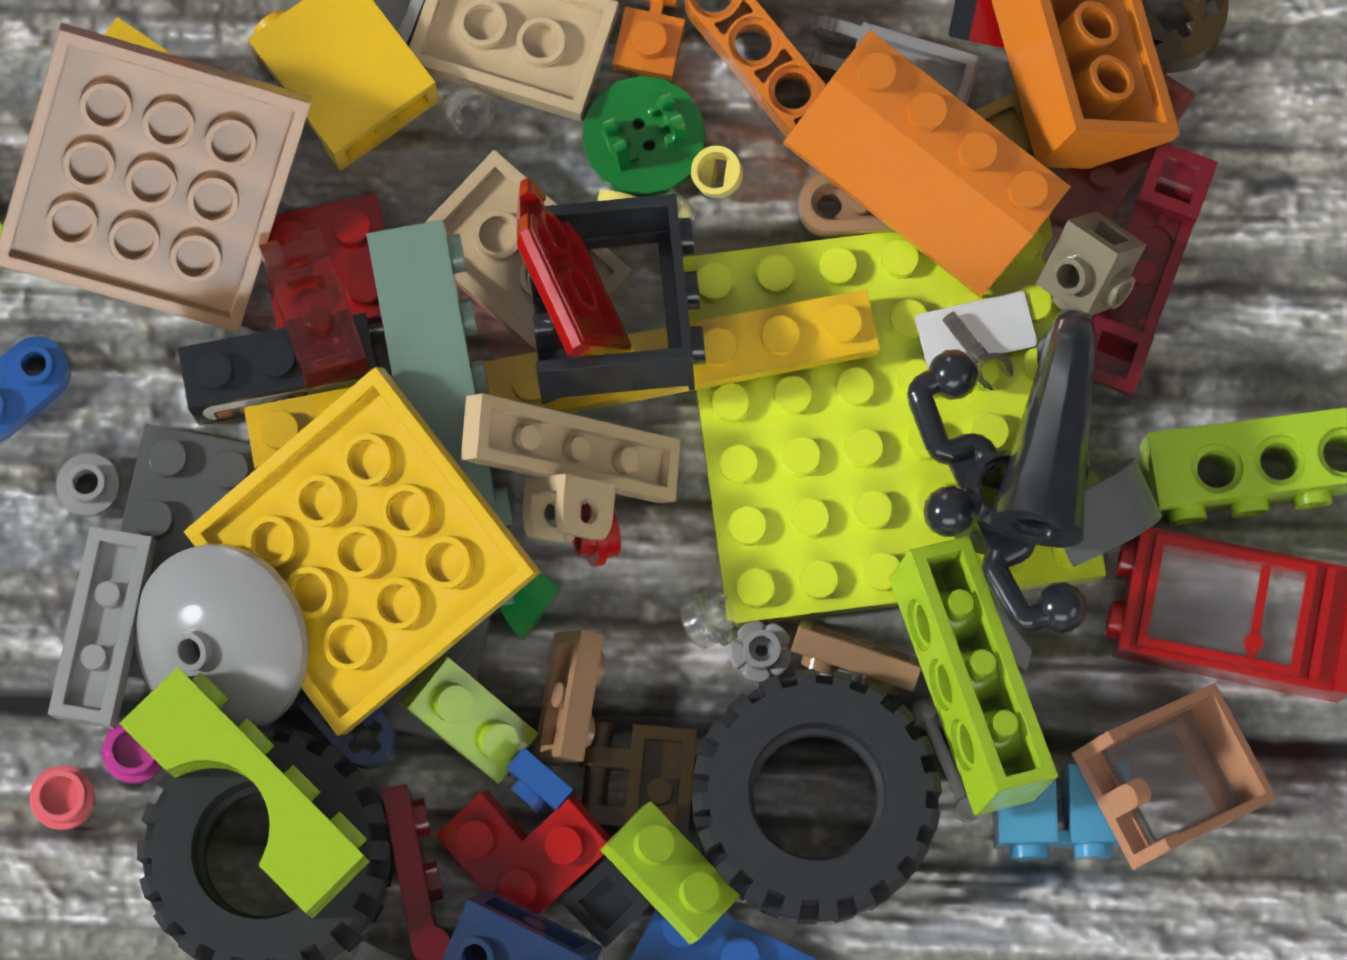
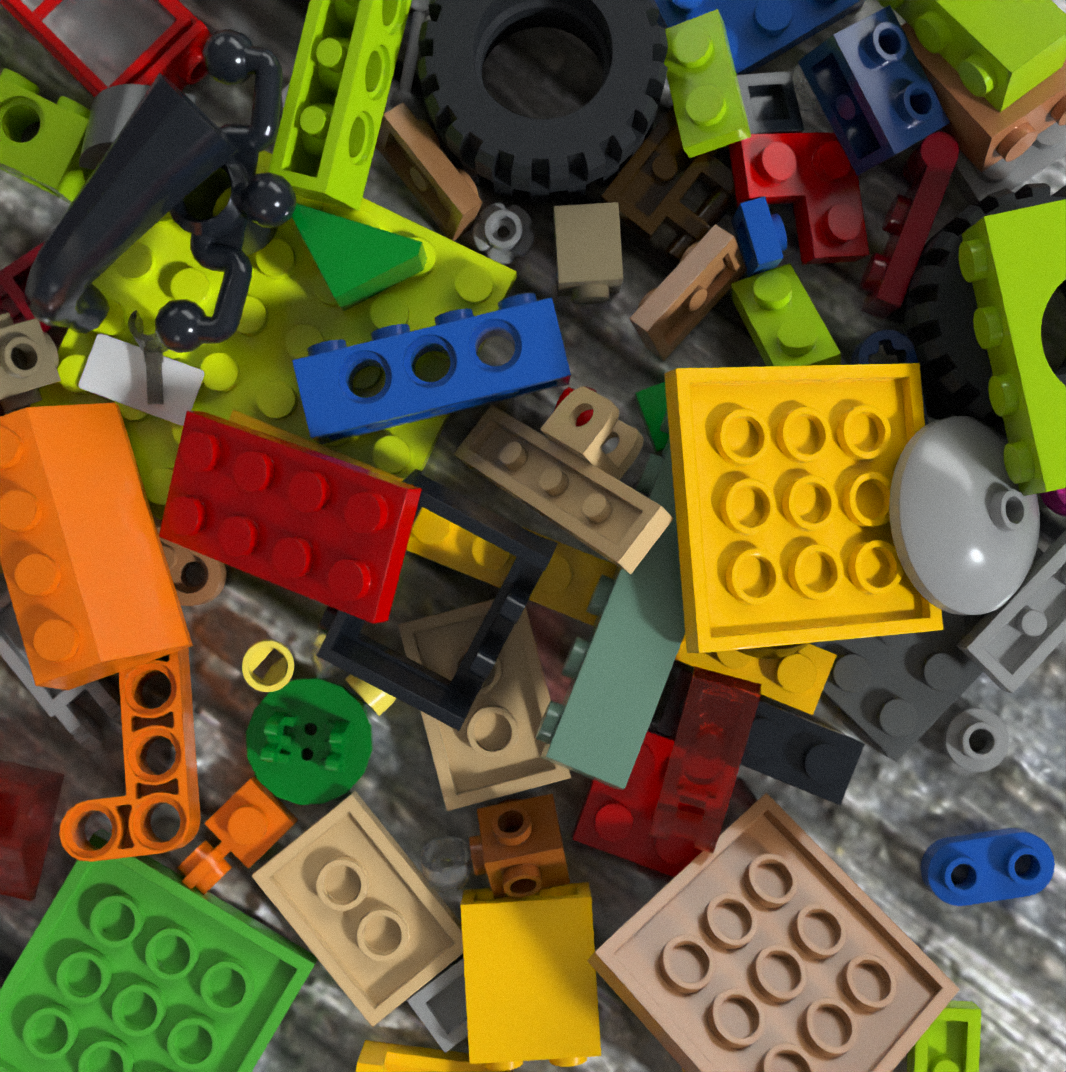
camera: 150 degrees left, 10 degrees up
(415, 158) = (520, 847): none -> dark orange brick
(567, 279) = (466, 634): red tile -> none
(677, 675) = (588, 251): none -> dark tan brick
(709, 618) = (530, 276): clear plate -> none
(771, 284) = (290, 515): none -> red plate
(791, 401) = (329, 370): none -> blue brick
(865, 532) = (355, 256): none -> green slope

